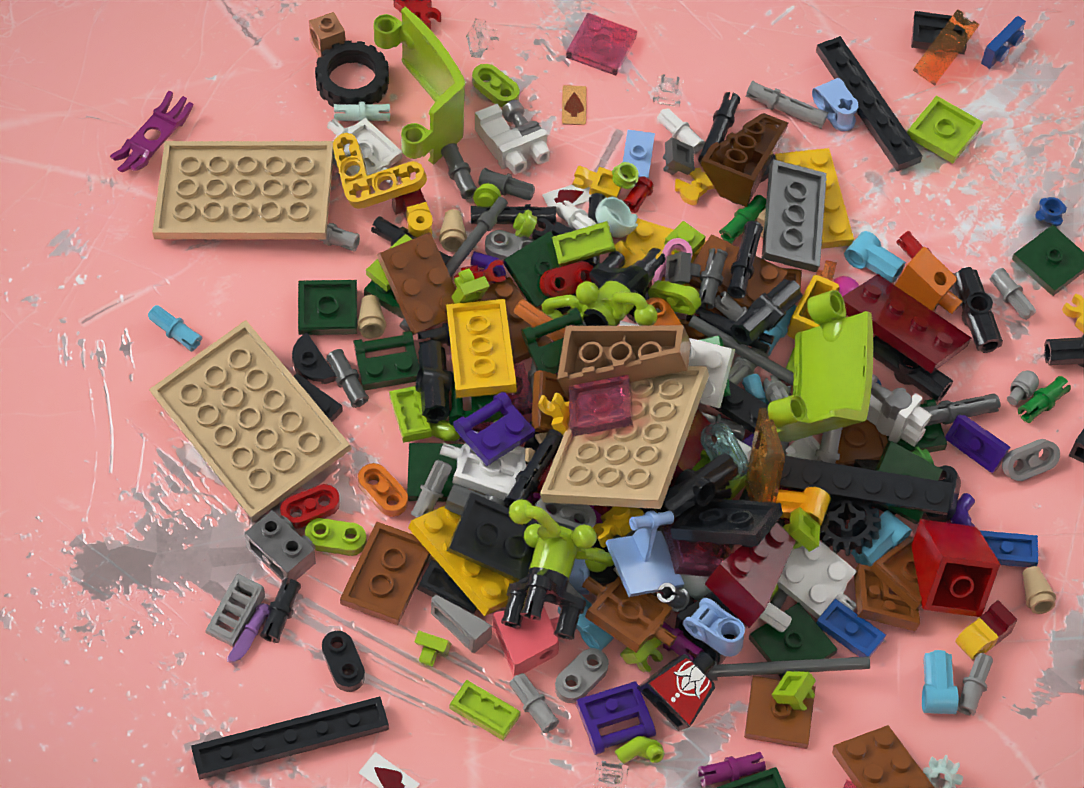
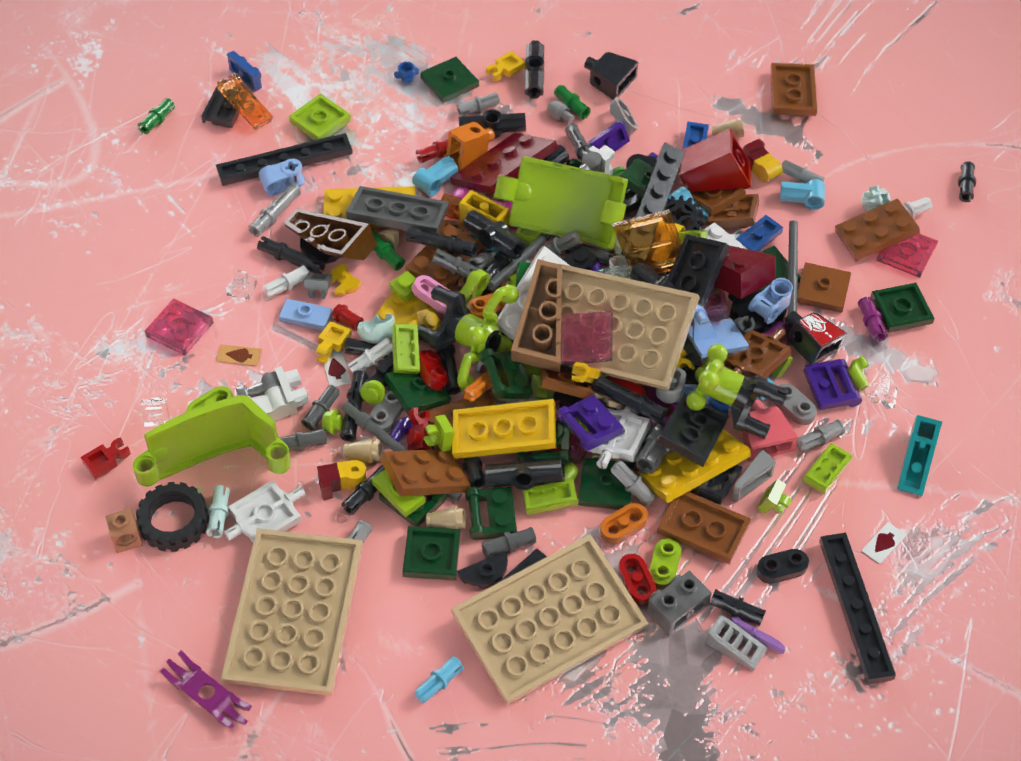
camera: 80 degrees left, 5 degrees down
(363, 181) = (306, 508): yellow beam -> none
(627, 170) = (334, 317): lime plate -> none
(680, 269) = (447, 279): dark grey tile -> none
(794, 688) = (816, 266): lime tile -> none

